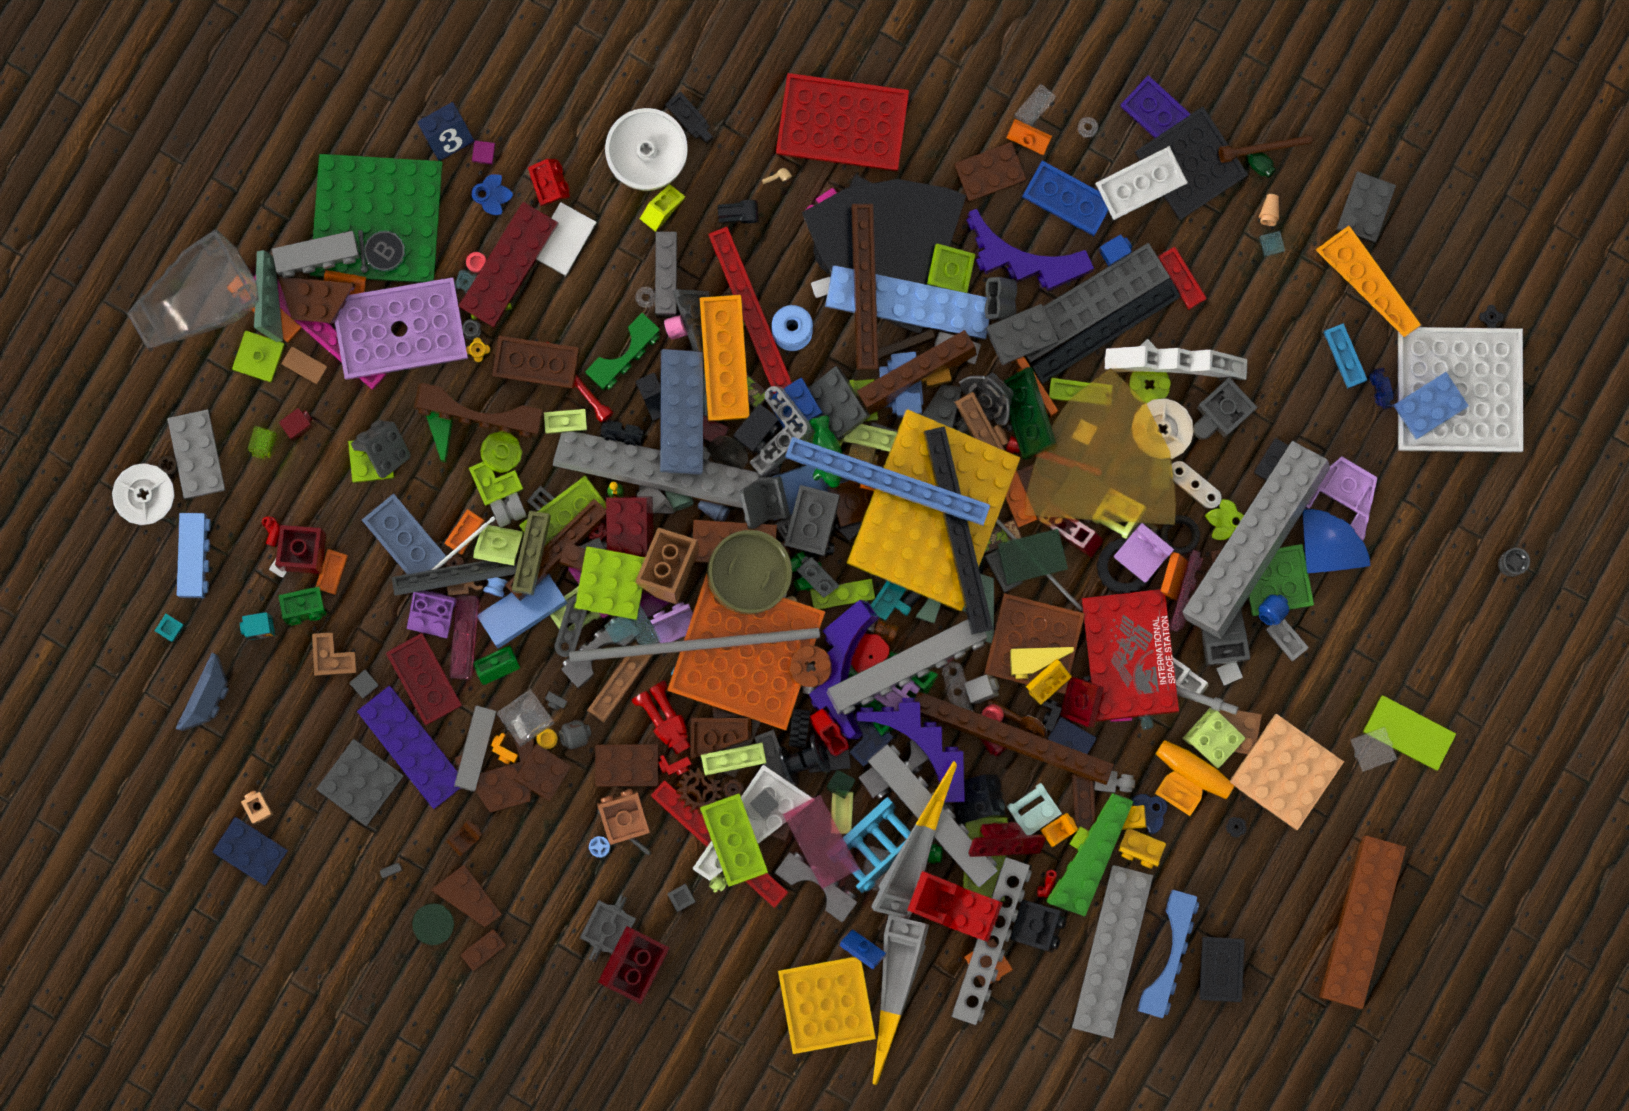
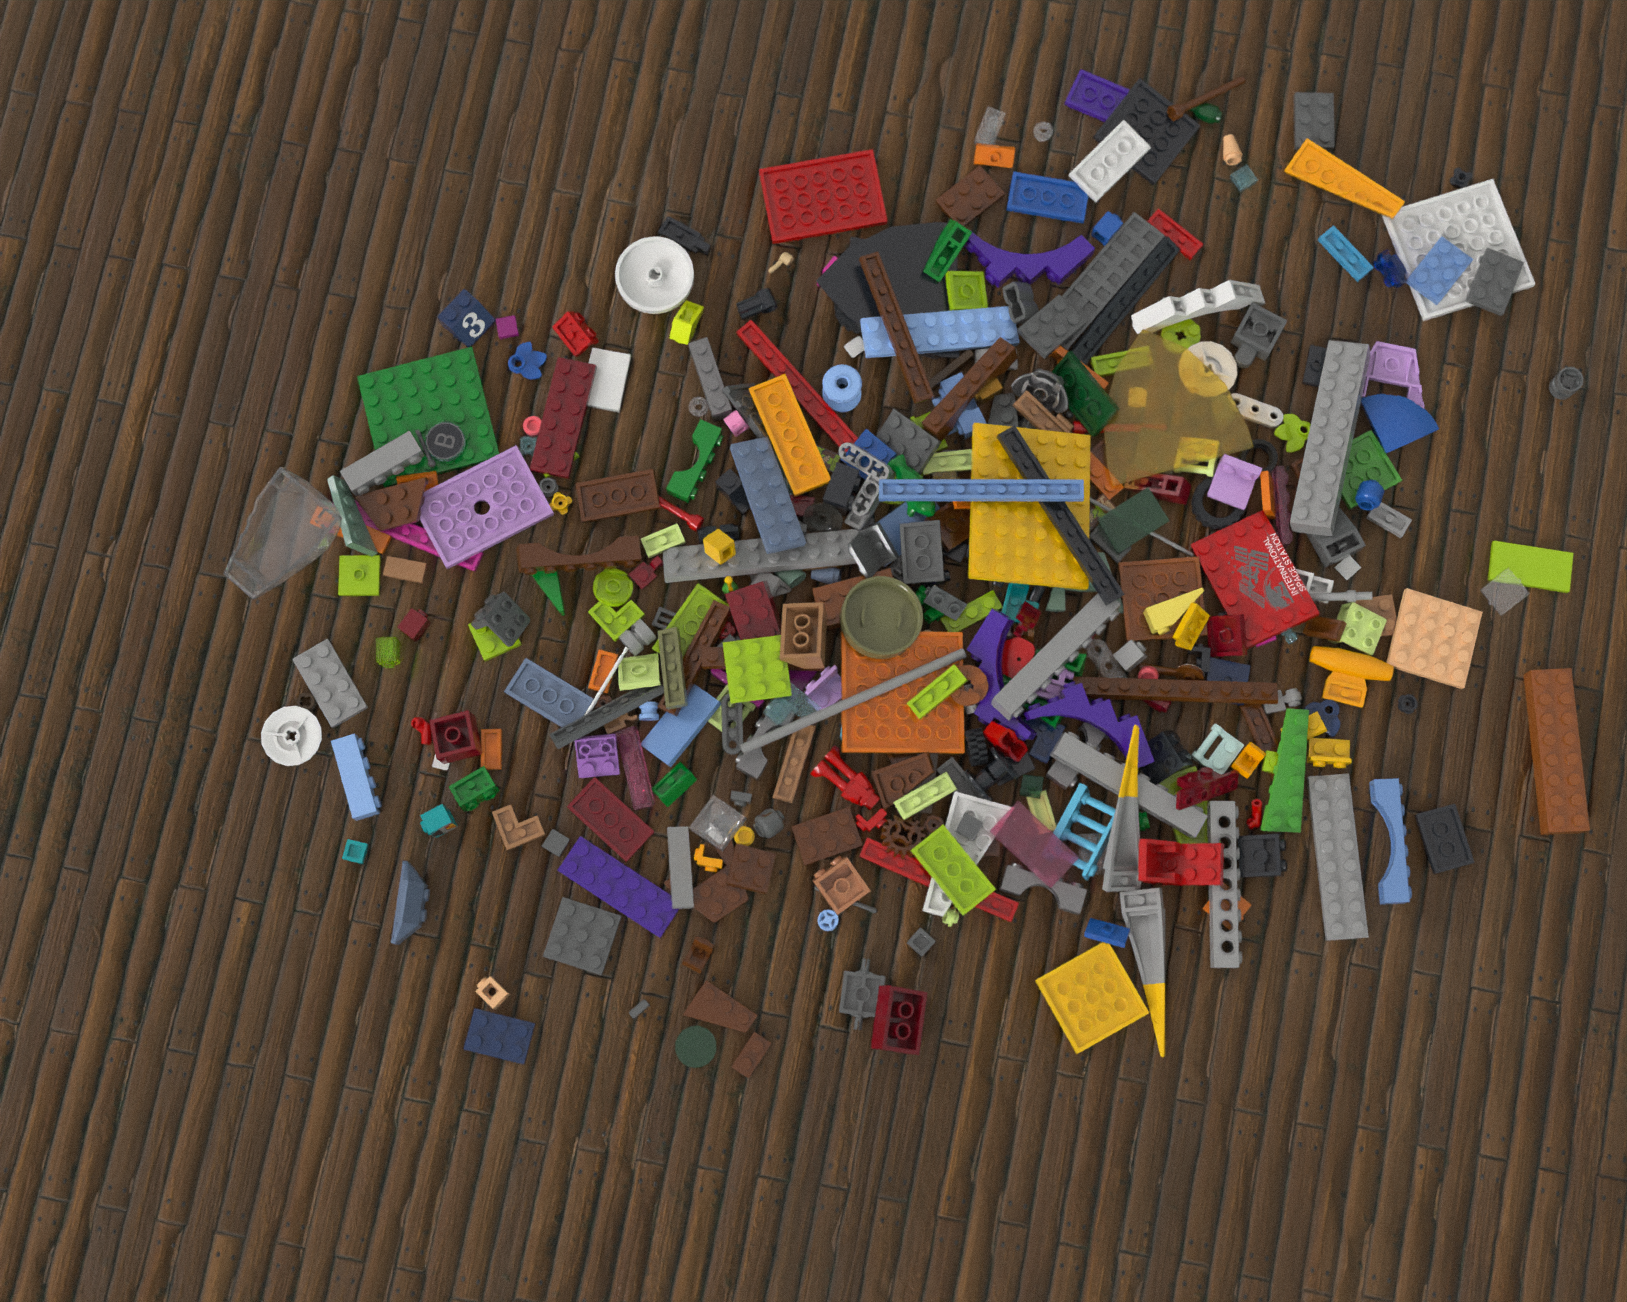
camera: 15 degrees left, 5 degrees down
(536, 448) = (644, 574): none -> dark red plate
(617, 448) = (719, 546): none -> yellow brick
(778, 663) = (937, 691): none -> lime plate
(894, 618) = (1028, 618): none -> dark red plate
(945, 220) = (946, 249): none -> green slope
(1181, 726) = (1325, 628): none -> reddish brown tile
(1481, 435) = (1494, 281): none -> dark grey plate

